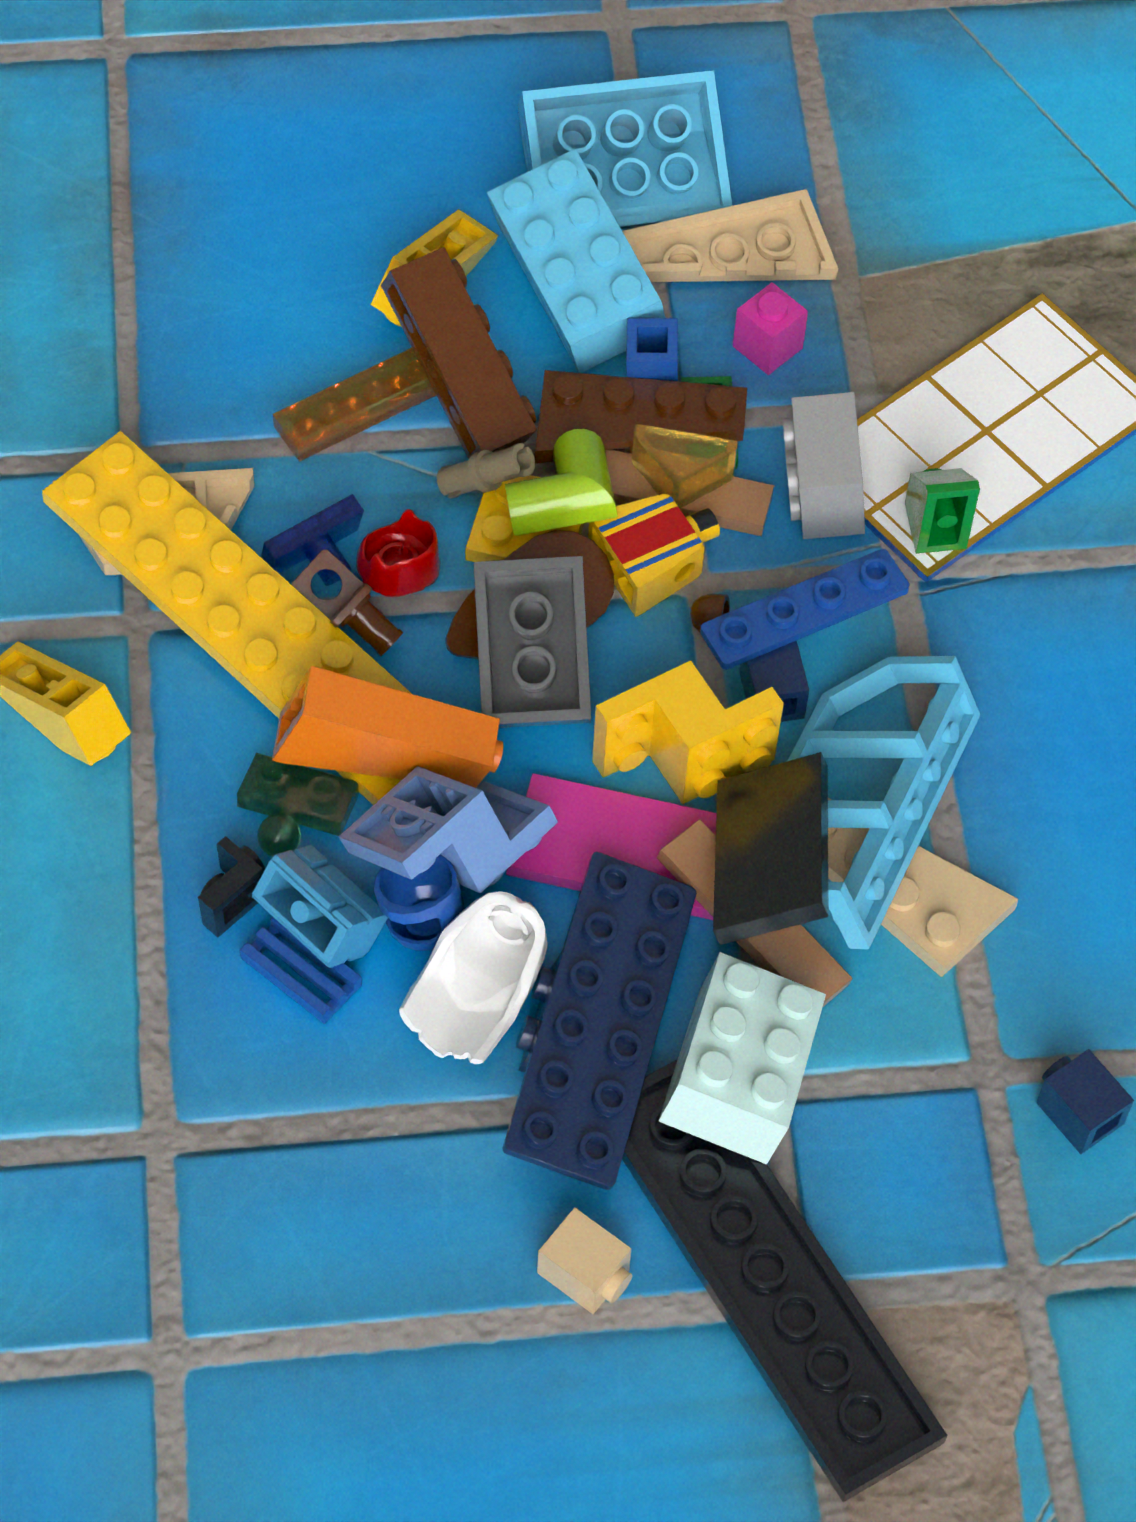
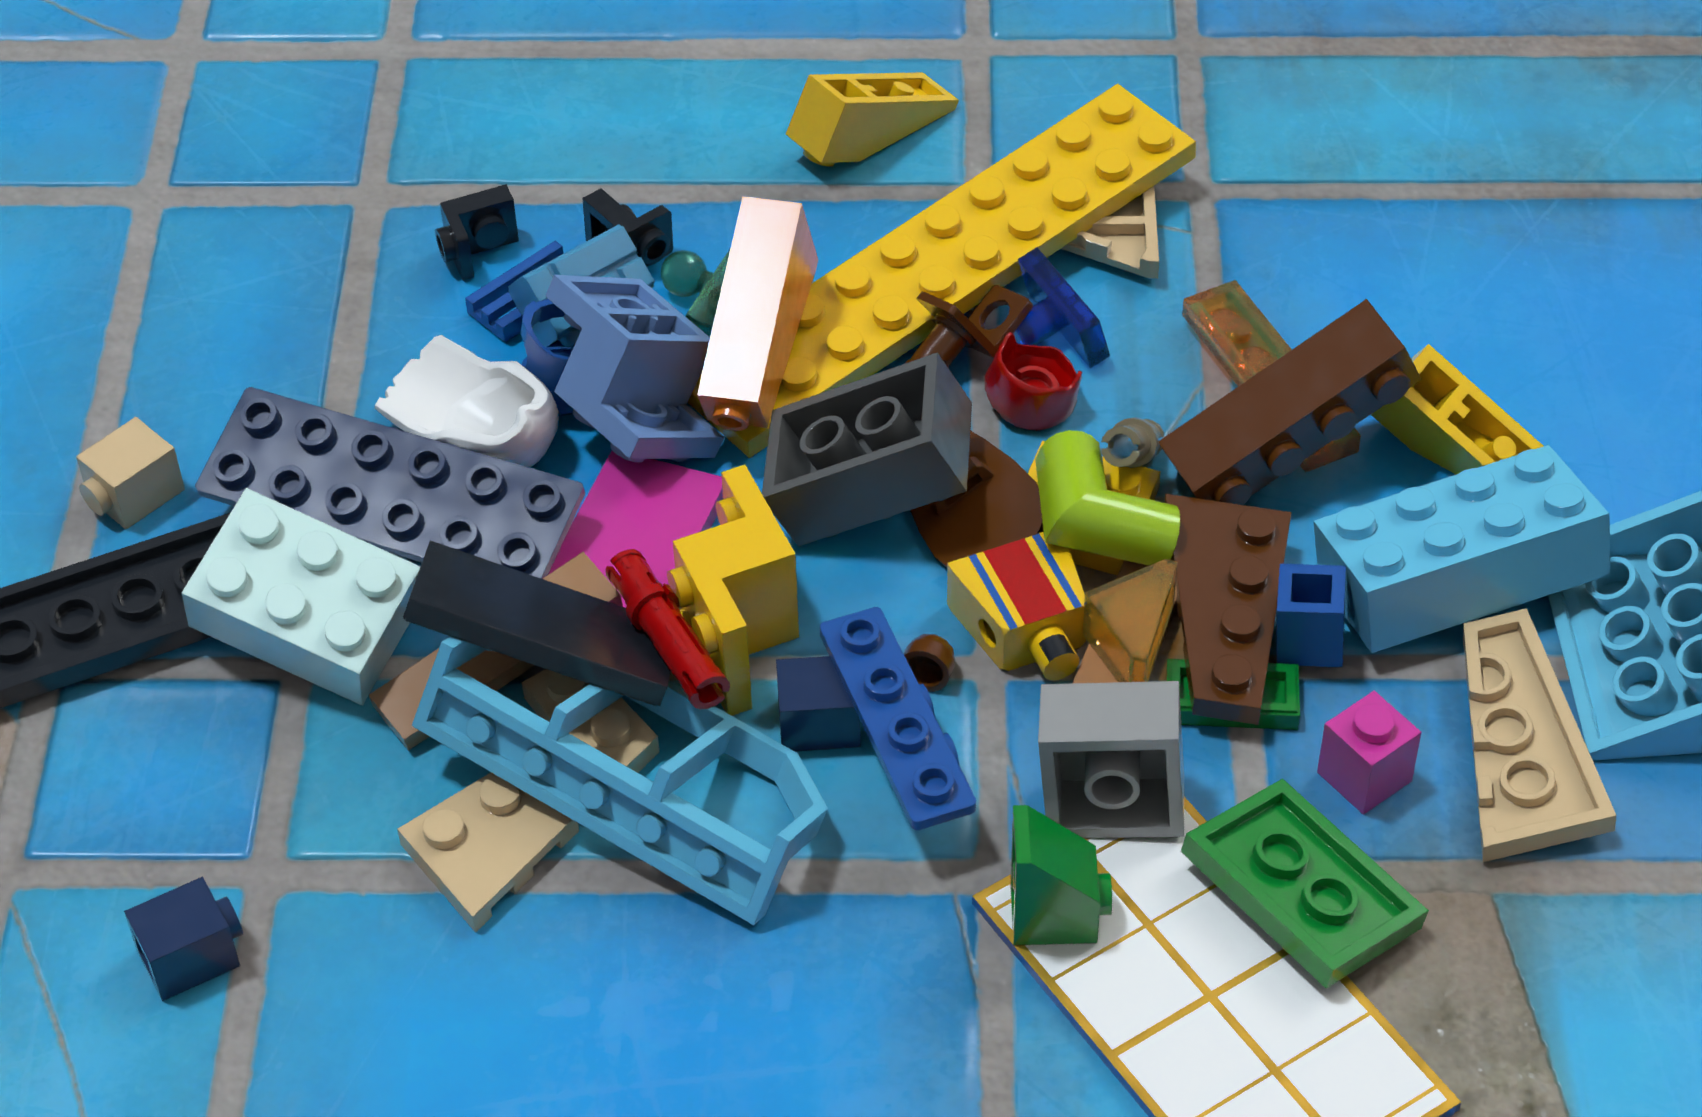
camera: 100 degrees right, 10 degrees down
(232, 1024) = (476, 225): none -> black bracket
(737, 774) = (657, 613): none -> red pin
(894, 366) = (1304, 882): none -> green plate

